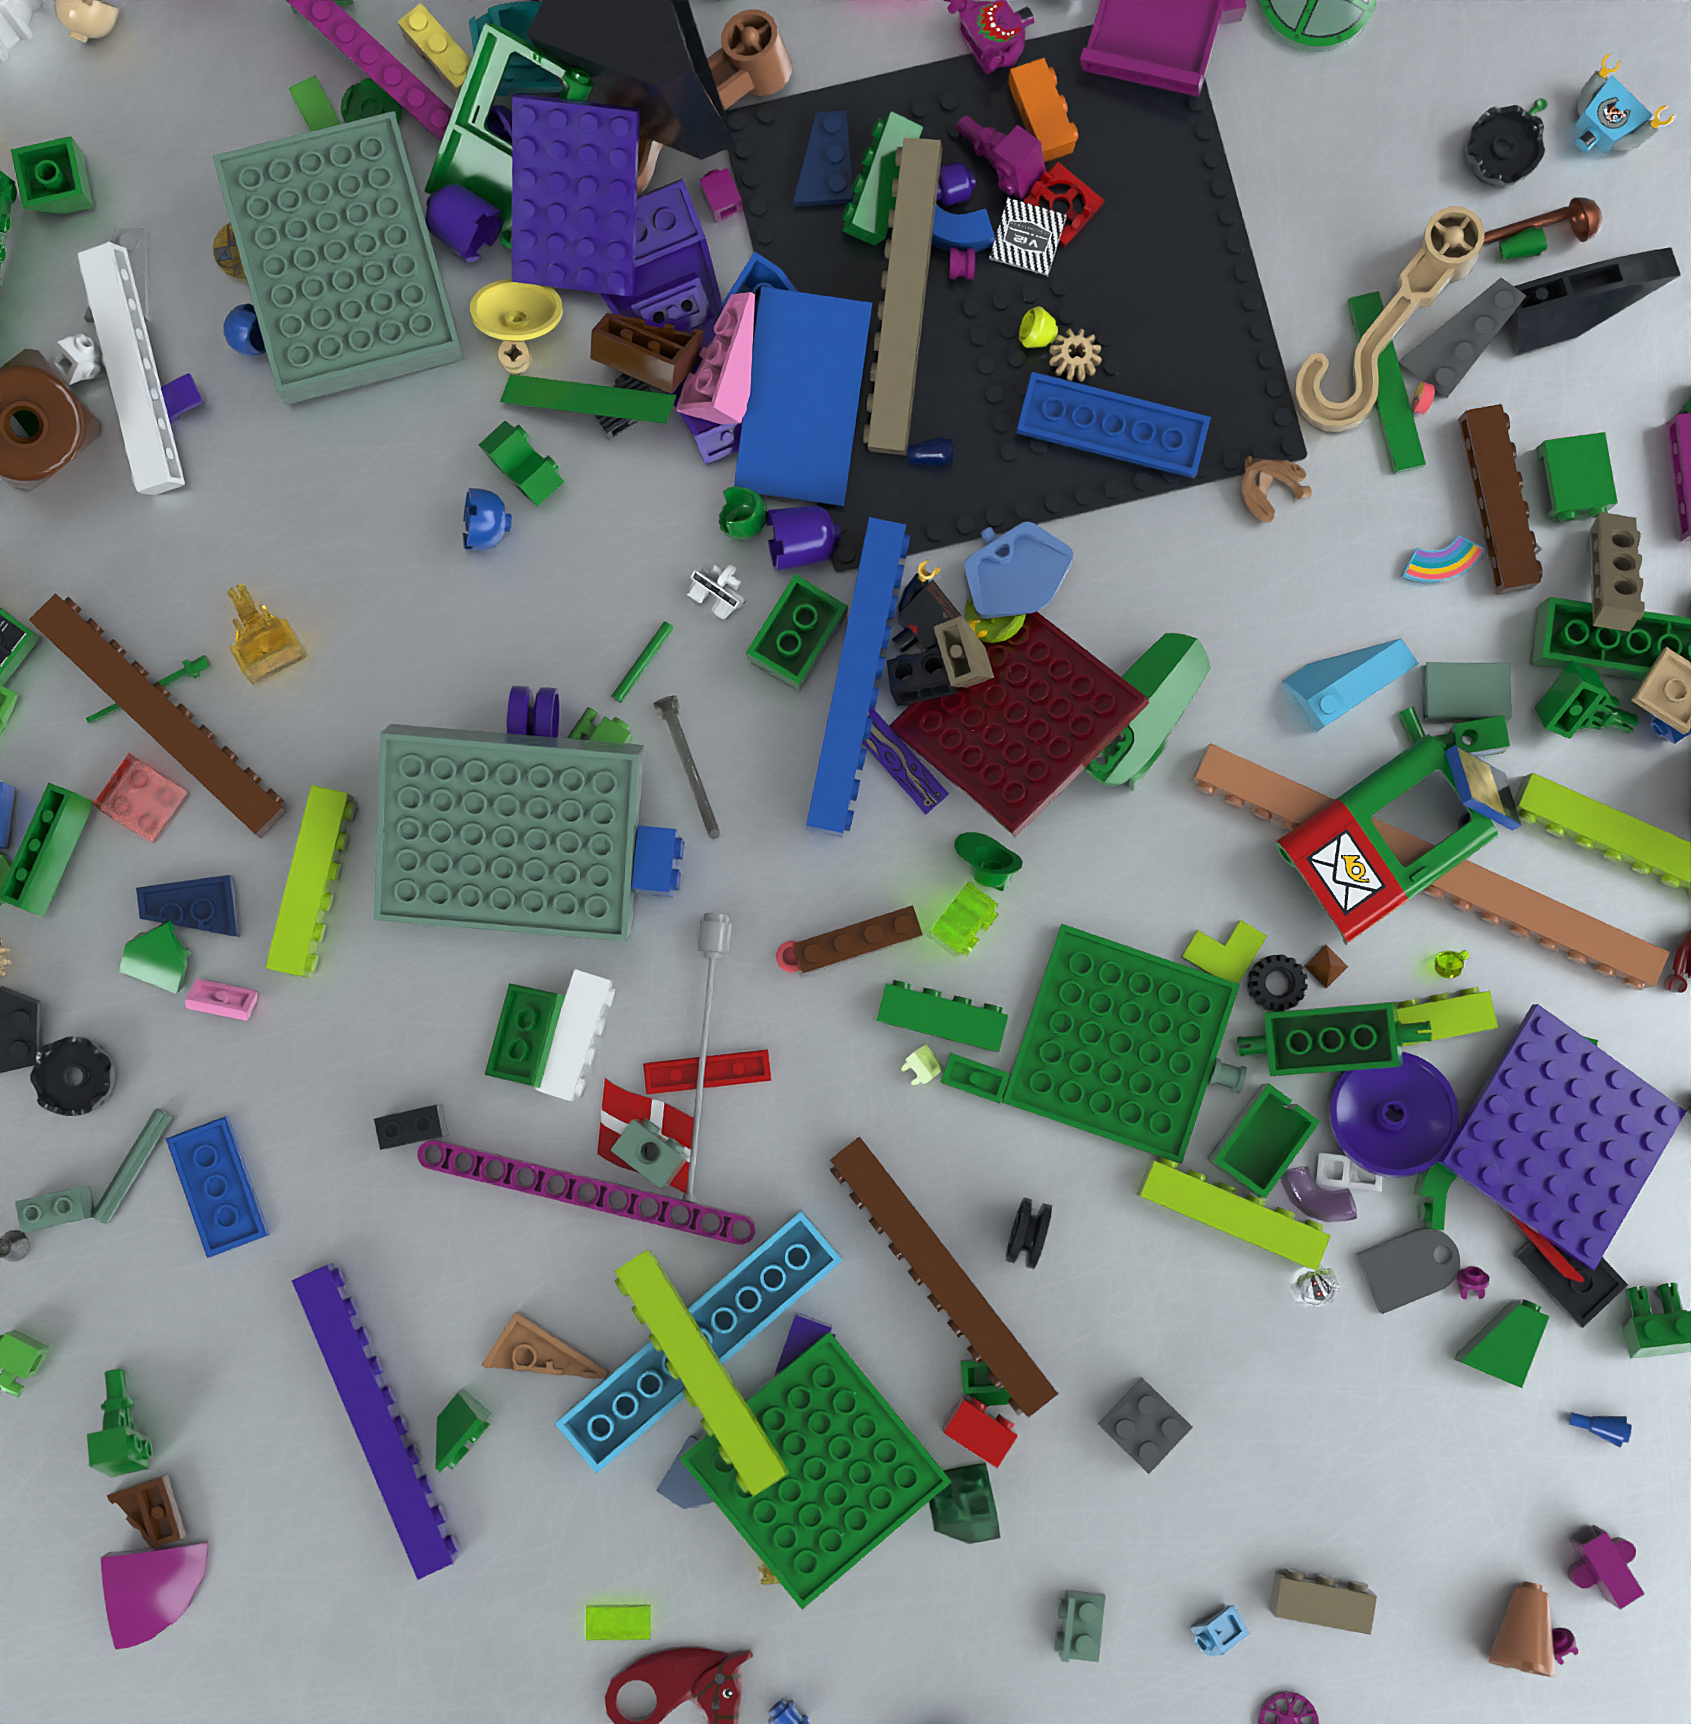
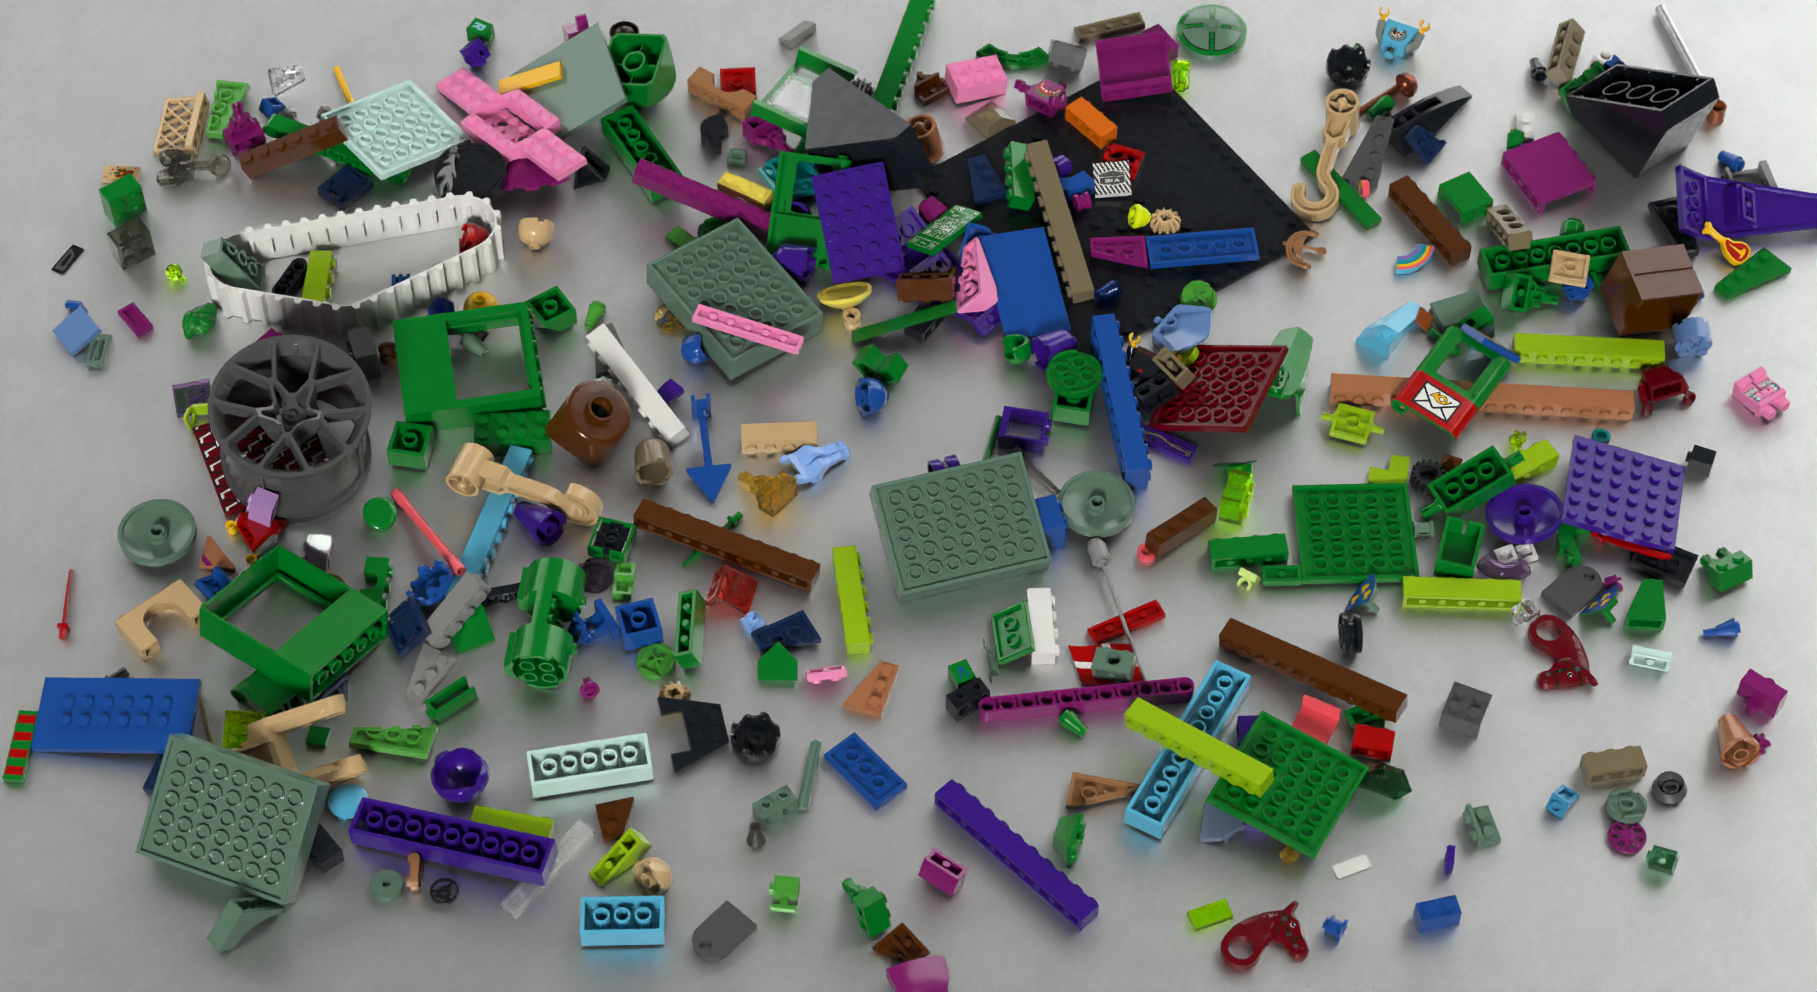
camera: 15 degrees left, 30 degrees down
(102, 521) = (653, 462): none -> dark tan cylinder
(123, 203) = (594, 314): none -> bright green cone
(152, 866) = (752, 622): none -> light blue tile
(186, 575) = (708, 477): none -> blue piece
(253, 1417) = (943, 872): none -> magenta brick
(285, 1052) = (874, 690): none -> nougat wing
(315, 542) = (778, 436): none -> tan brick
(321, 342) = (748, 329): none -> bright pink plate
(351, 606) = (813, 461): none -> light blue animal
(419, 1083) = (960, 674): none -> green brick
(476, 1075) = (990, 661): none -> sand green piece
(551, 1222) = (1073, 723): none -> green cone
(668, 648) = (1024, 416): none -> dark purple window
(704, 583) = (1019, 387): white hips -> none
(719, 244) = (944, 230): none -> green tile
(745, 850) = (1097, 504): none -> sand green dish
(803, 606) = (1074, 374): none -> green tile
(861, 1616) = (1351, 866): none -> white sticker
(889, 40) = (990, 119): none -> dark tan slope
(906, 1361) = (1317, 718): none -> coral panel
(984, 381) = (1123, 249): none -> magenta wing
(1005, 1670) = (1449, 859): none -> dark purple tile
(1014, 156) = (1085, 144): magenta brick -> none
(1069, 515) = (1199, 294): none -> bright green tile
(1081, 1167) = (1364, 596): none -> shield
(1205, 841) = (1352, 423): none -> lime plate
(1231, 57) = (1181, 74): none -> clear neon green piece
(1310, 1674) = (1626, 805): none -> sand green tile
(1346, 1395) = (1571, 659): none -> dark red animal
(1389, 1668) = (1669, 787): none -> dark grey hat
(1405, 686) = (1424, 319): none -> dark orange slope
(1439, 1316) = (1604, 603): none -> shield
(1468, 1434) = (1650, 658): none -> light aqua brick
(1558, 348) = (1424, 143): none -> dark blue wing
(1580, 1006) = (1601, 435): none -> teal tile

